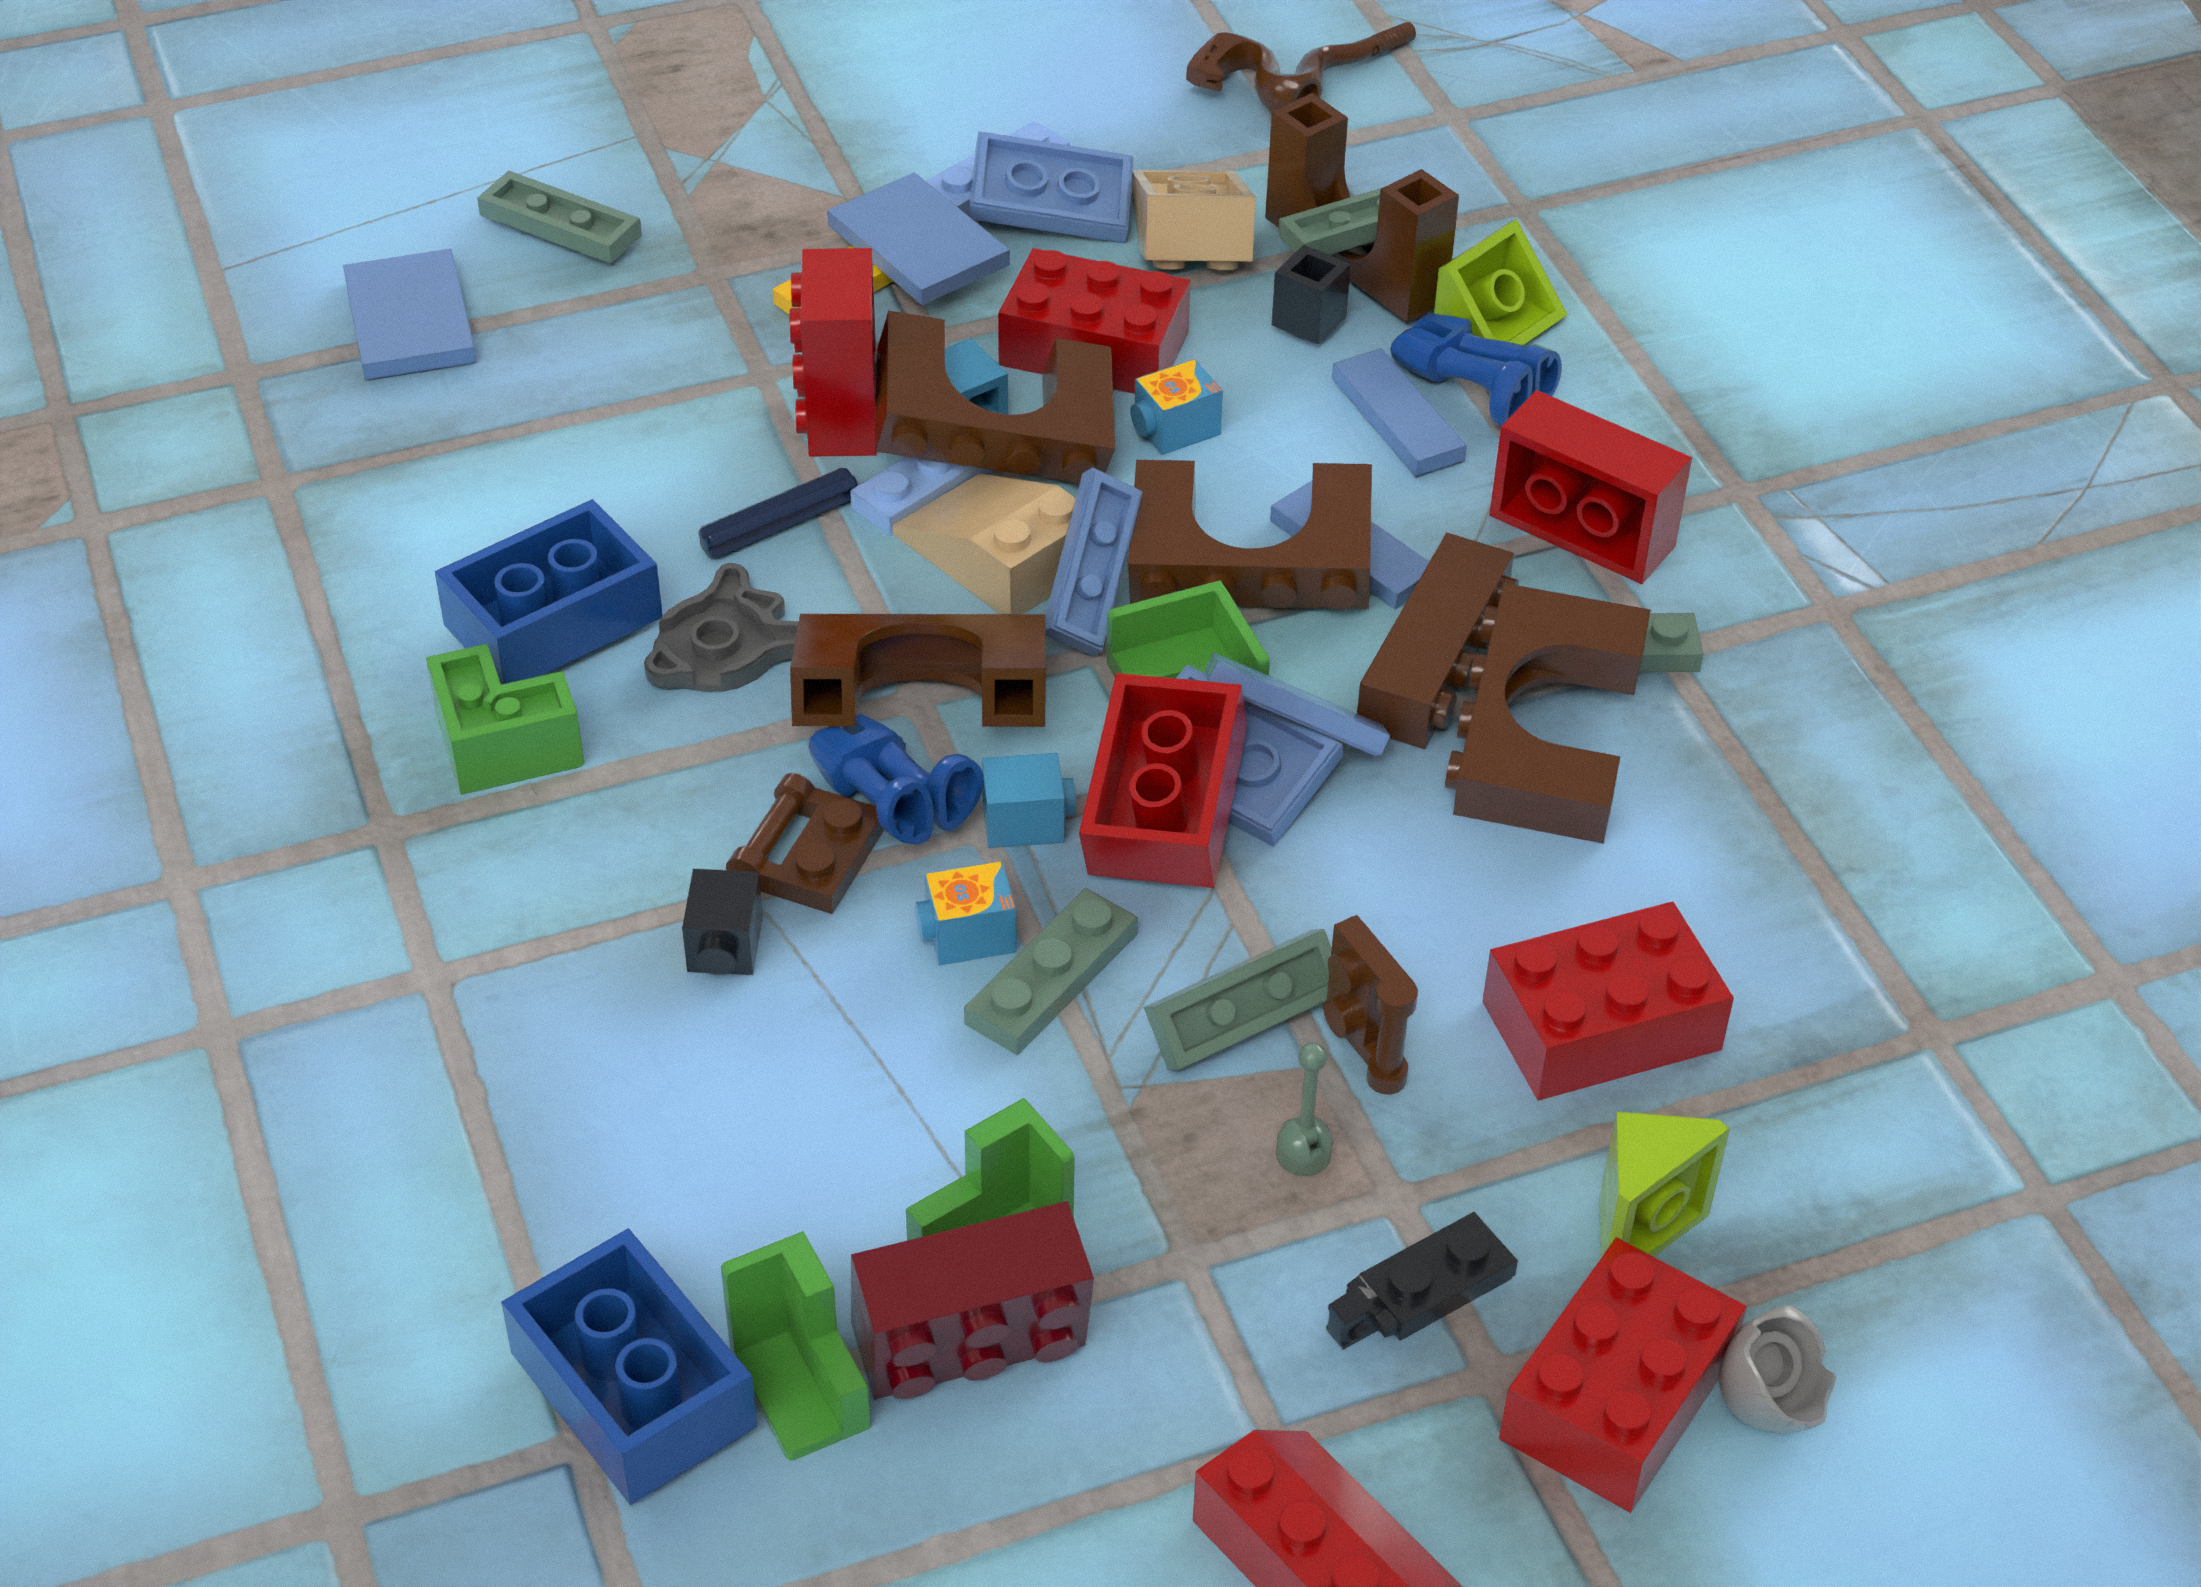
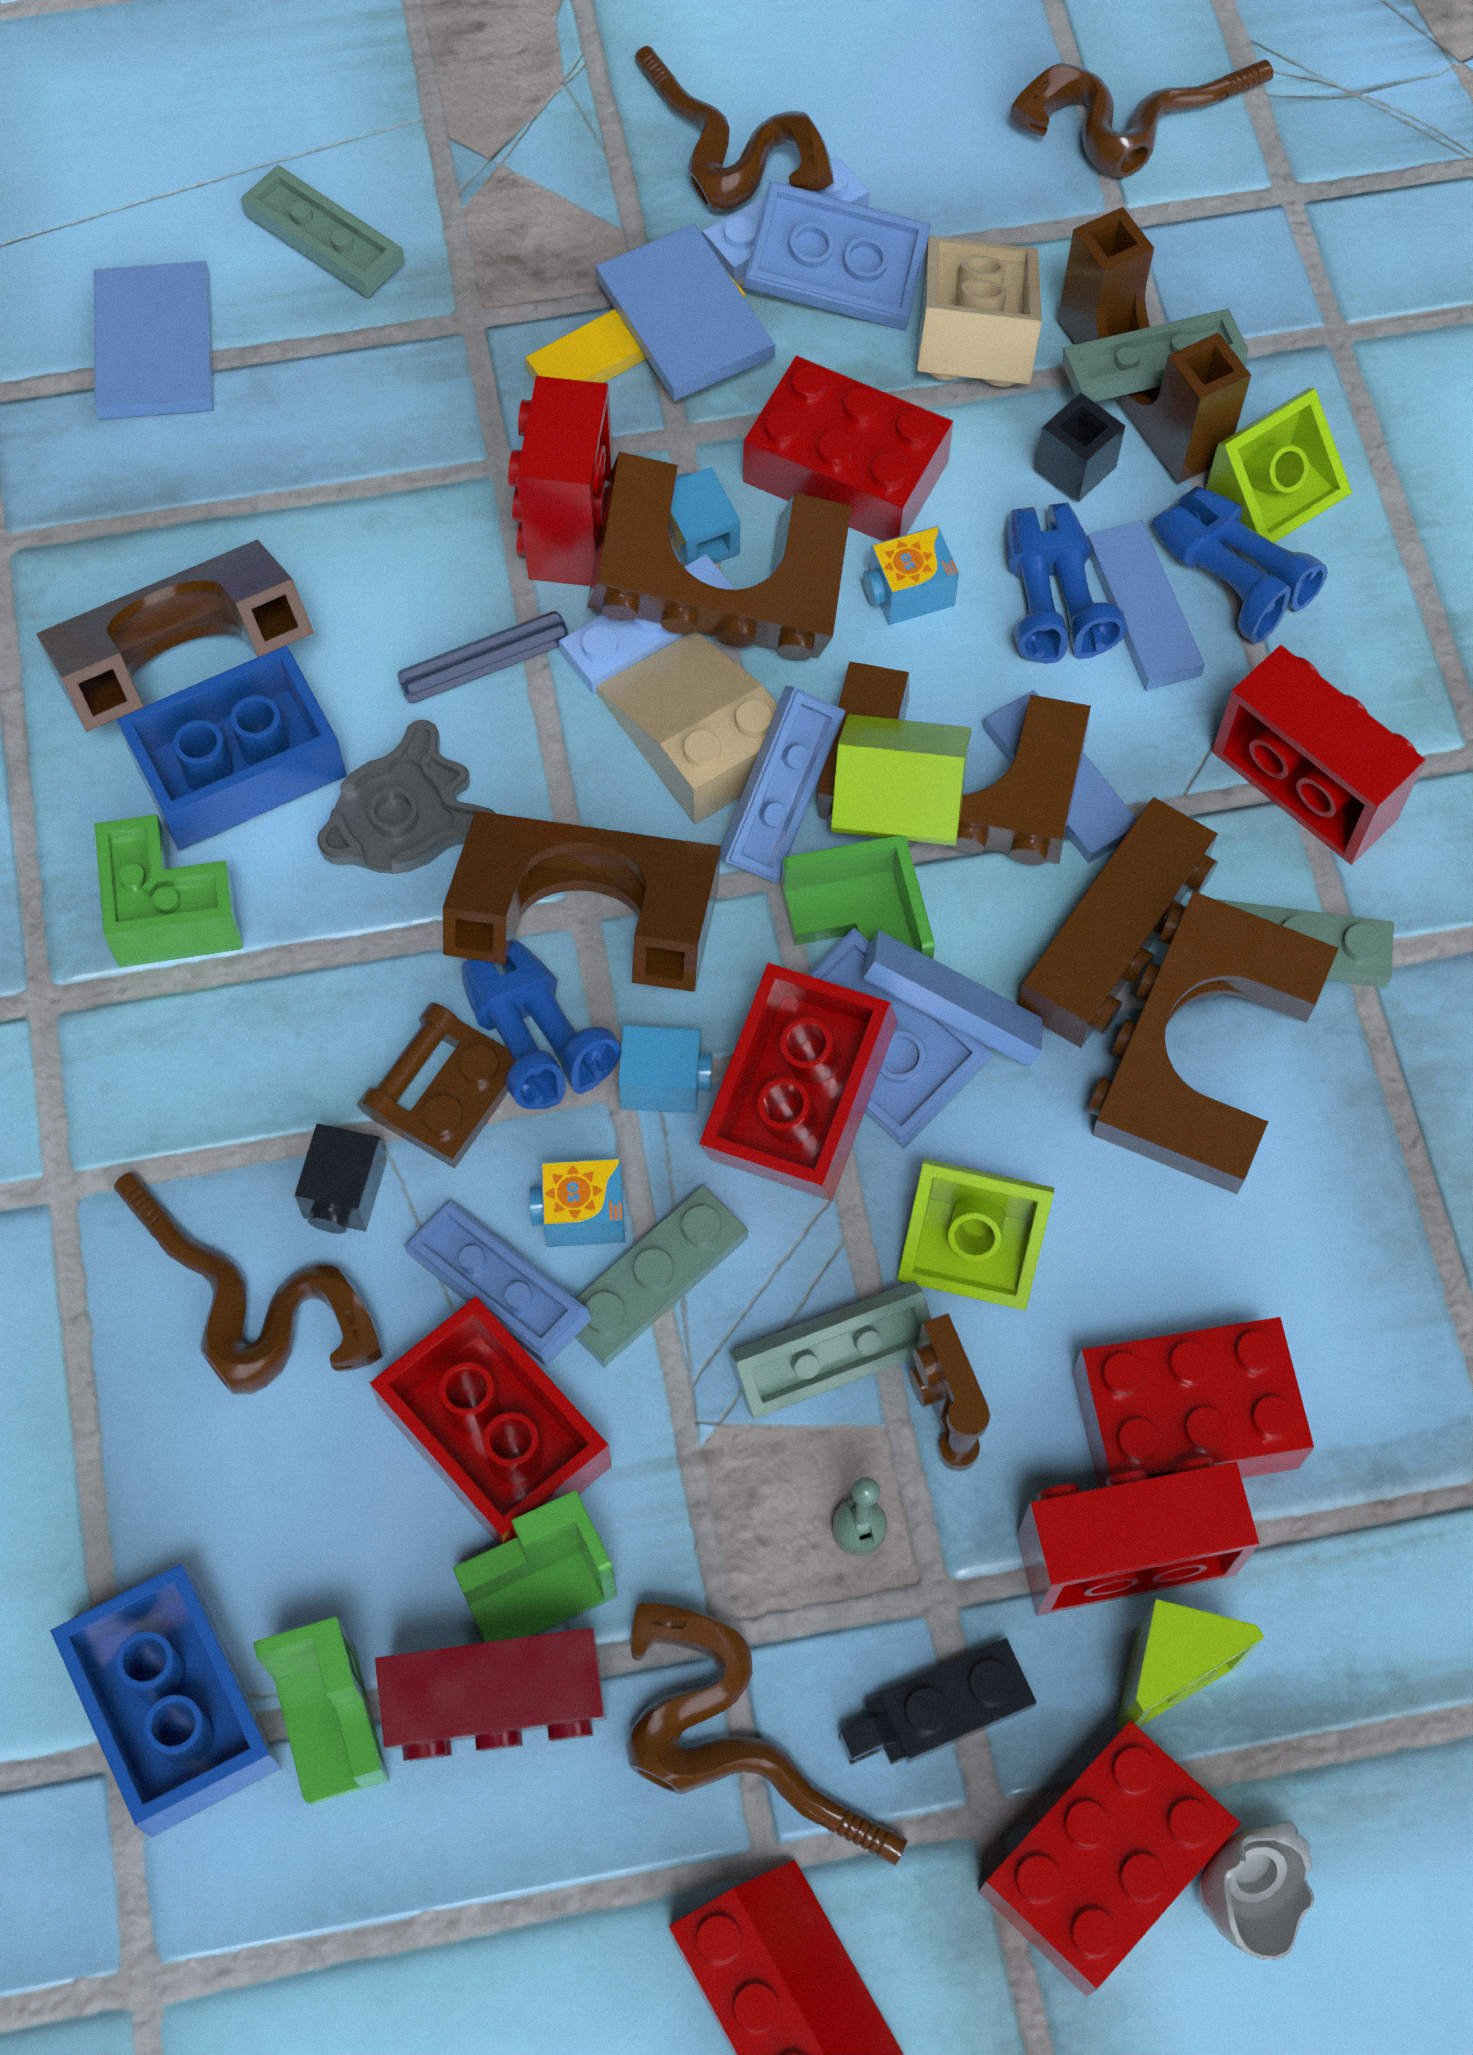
camera: 10 degrees right, 20 degrees up
(424, 528) = (229, 594): none -> arch
(663, 1085) = (255, 1366): none -> reddish brown animal
(899, 986) = (511, 1288): none -> medium blue tile
(907, 1083) = (490, 1420): none -> red brick
(940, 149) = (732, 186): none -> reddish brown animal
(1171, 1365) = (655, 1735): none -> reddish brown animal
(1208, 540) = (900, 779): none -> lime slope
(1316, 431) = (1063, 553): none -> blue piece
(1364, 871) = (975, 1234): none -> lime slope
(1551, 1098) = (1136, 1535): none -> red brick

